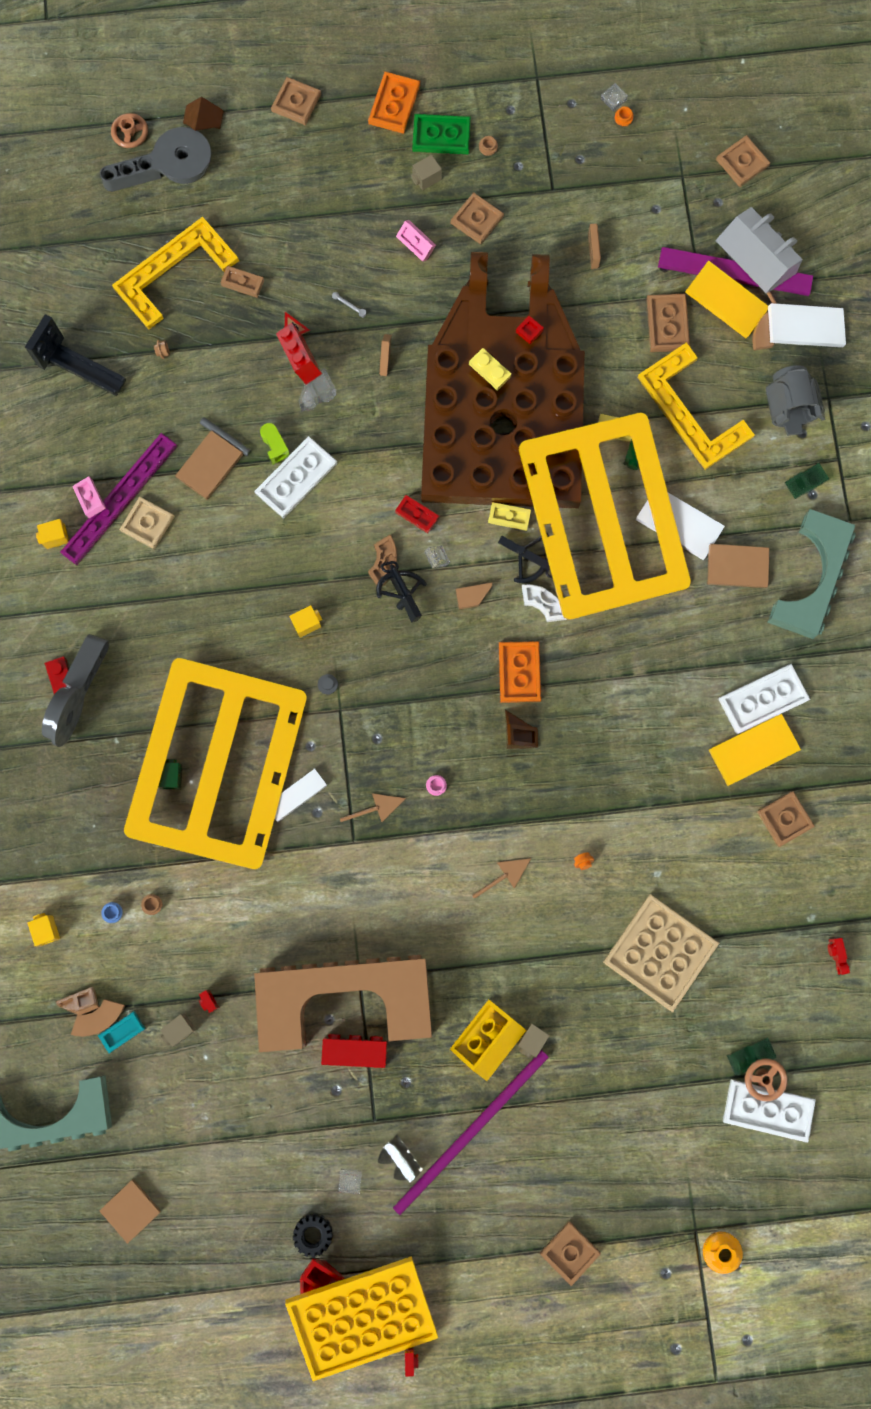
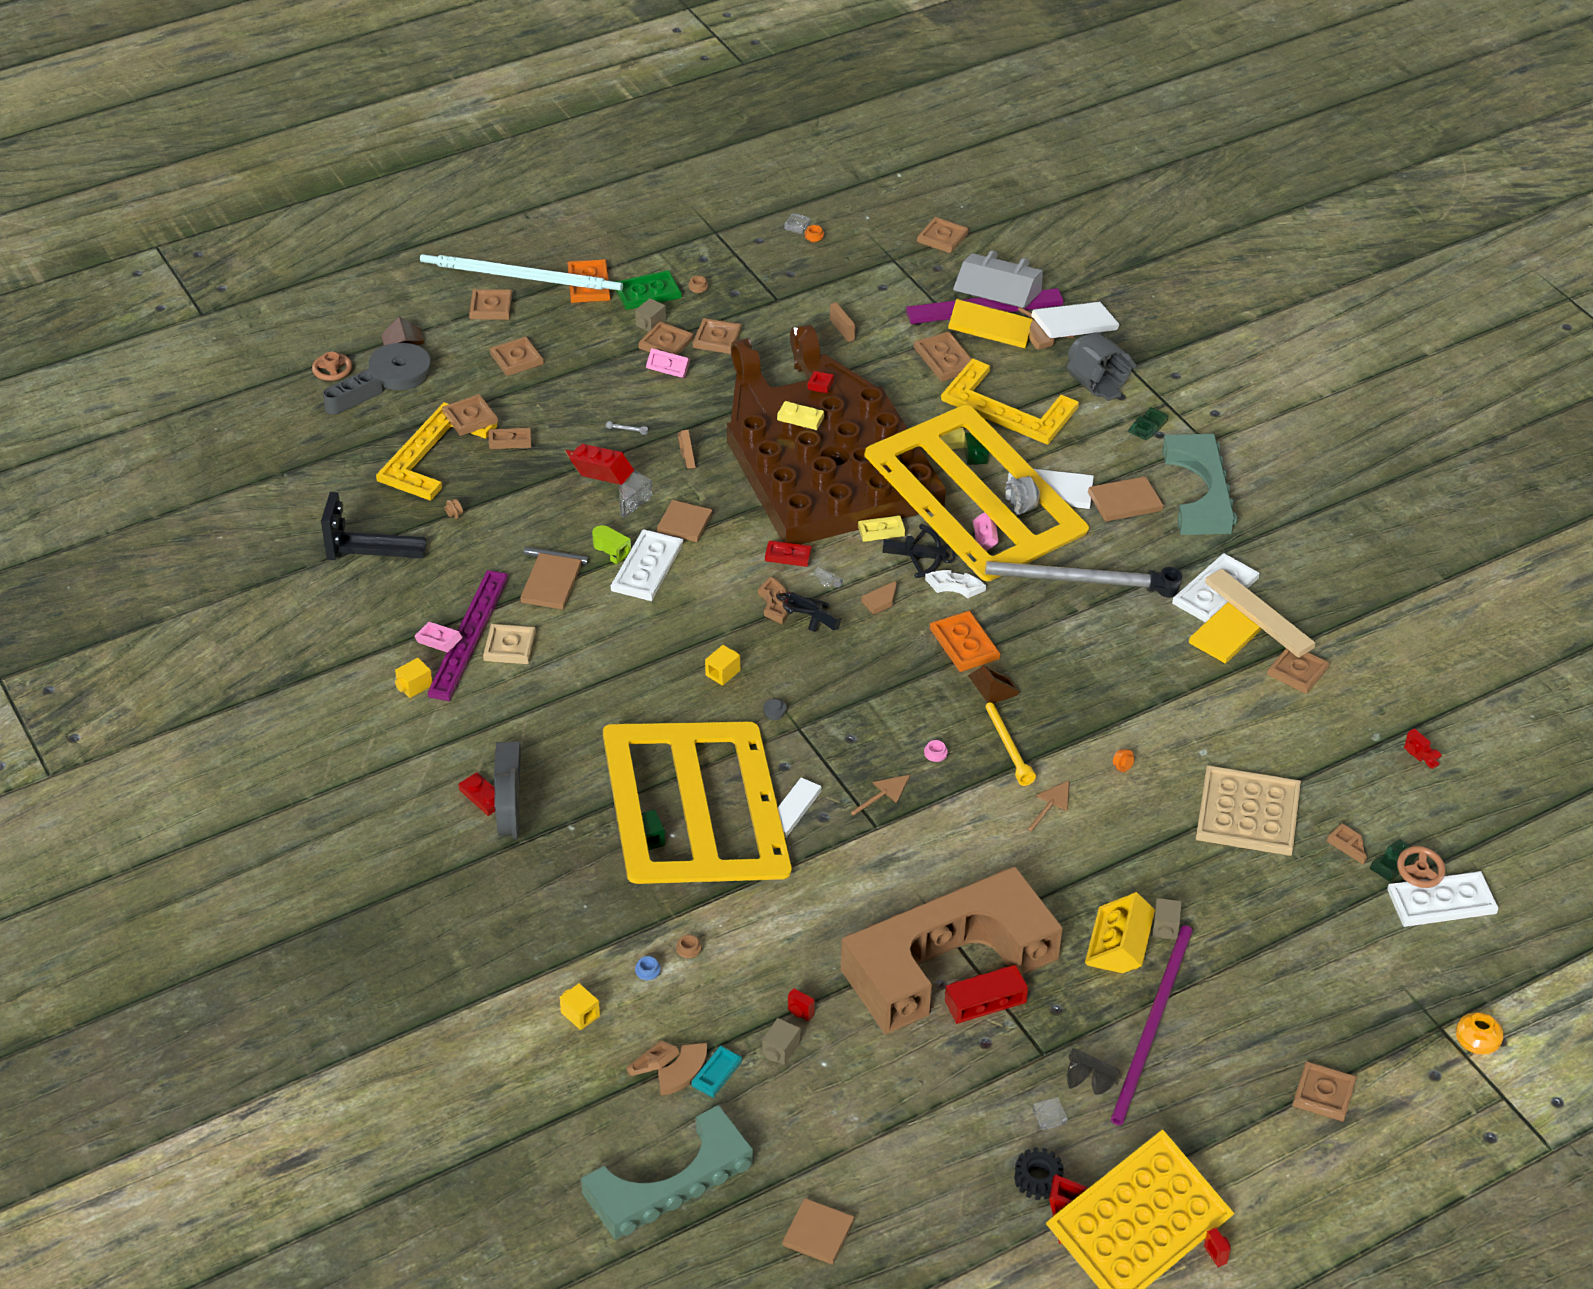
camera: 25 degrees left, 35 degrees down
(216, 243) = (469, 414): none -> medium nougat tile
(291, 177) = (516, 356): none -> medium nougat tile
(335, 71) = (521, 272): none -> light aqua axle
(348, 438) = (684, 521): none -> medium nougat tile
(429, 207) = (666, 339): none -> medium nougat tile
(495, 839) = (1024, 773): none -> yellow piece
(595, 558) = (985, 531): none -> bright pink plate
(645, 536) = (1024, 494): none -> light grey hair
(711, 675) = (1164, 582): none -> flat silver piece
(725, 1021) = (1348, 842): none -> medium nougat tile
(783, 749) = (1260, 613): none -> tan tile

